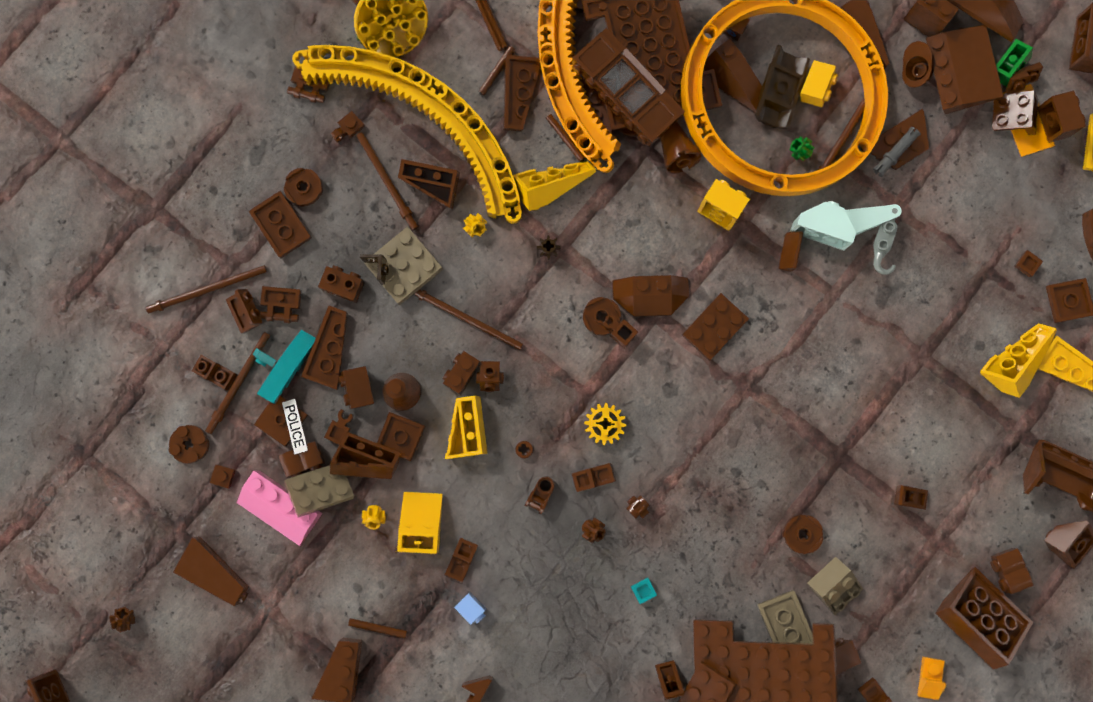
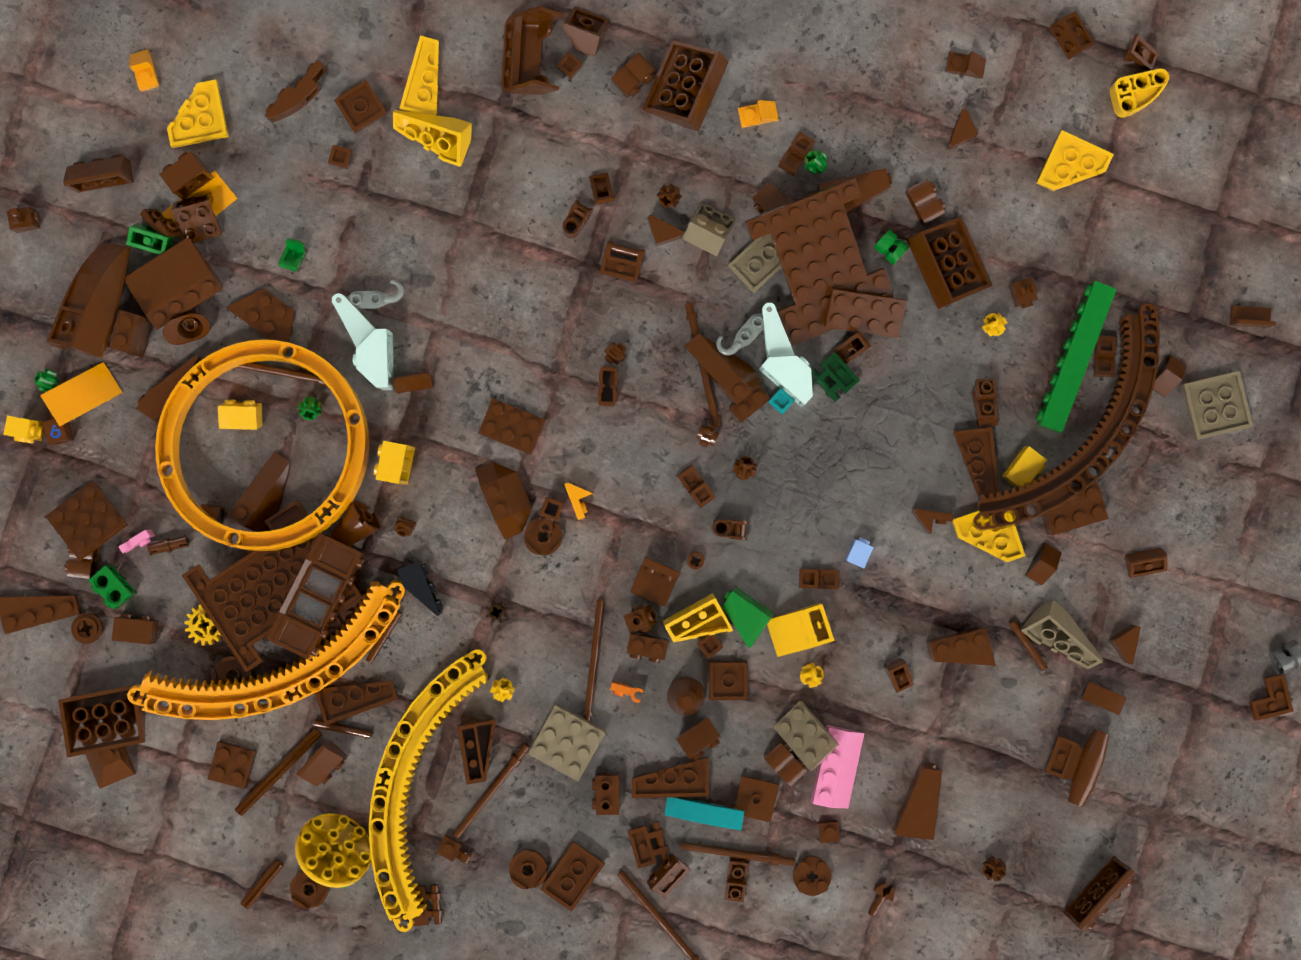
camera: 120 degrees left, 5 degrees up
(141, 501) = (881, 898): none -> reddish brown bar
(263, 358) = (705, 838): teal plate -> none
(294, 426) = (757, 782): white sticker -> none
(338, 429) = (745, 740): reddish brown plate -> none
(340, 600) = (899, 675): none -> reddish brown slope
(364, 458) = (761, 705): reddish brown wedge -> none
(377, 628) = (910, 631): reddish brown bar -> none
(383, 267) = (577, 760): dark brown bracket -> none
(432, 334) = (620, 689): none -> orange plate
(439, 431) = (709, 645): none -> reddish brown plate
(454, 477) = (746, 615): none -> green slope
(472, 39) = (322, 763): none -> reddish brown slope
(519, 403) = (655, 581): none -> reddish brown bracket
(544, 187) = (440, 639): yellow wedge -> none
(604, 185) = (416, 581): none -> black slope
(604, 432) = (654, 491): yellow gear -> none
(629, 361) = (576, 493): none -> light orange slope
(648, 658) = (839, 373): none -> dark green plate
(652, 559) = (750, 404): none -> reddish brown plate
(659, 193) = (404, 526): none -> reddish brown plate
(679, 605) = (781, 365): none -> light aqua slope
(692, 550) = (729, 372): none -> reddish brown wedge
(714, 427) = (608, 380): none -> reddish brown brick
(749, 449) = (615, 353): none -> reddish brown gear
(756, 536) = (705, 377): none -> reddish brown bar
(781, 89) = (258, 448): dark brown piece -> none
(802, 522) = (663, 280): reddish brown plate -> none
(829, 485) = (619, 267): none -> reddish brown plate
(848, 540) = (663, 232): none -> reddish brown slope
(882, 559) = (669, 195): none -> reddish brown gear
(890, 158) = (287, 321): dark grey pin -> none
(893, 464) = (577, 216): none -> reddish brown piece
(950, 186) = (292, 255): none -> green bracket
(1042, 513) = (569, 65): none -> reddish brown plate

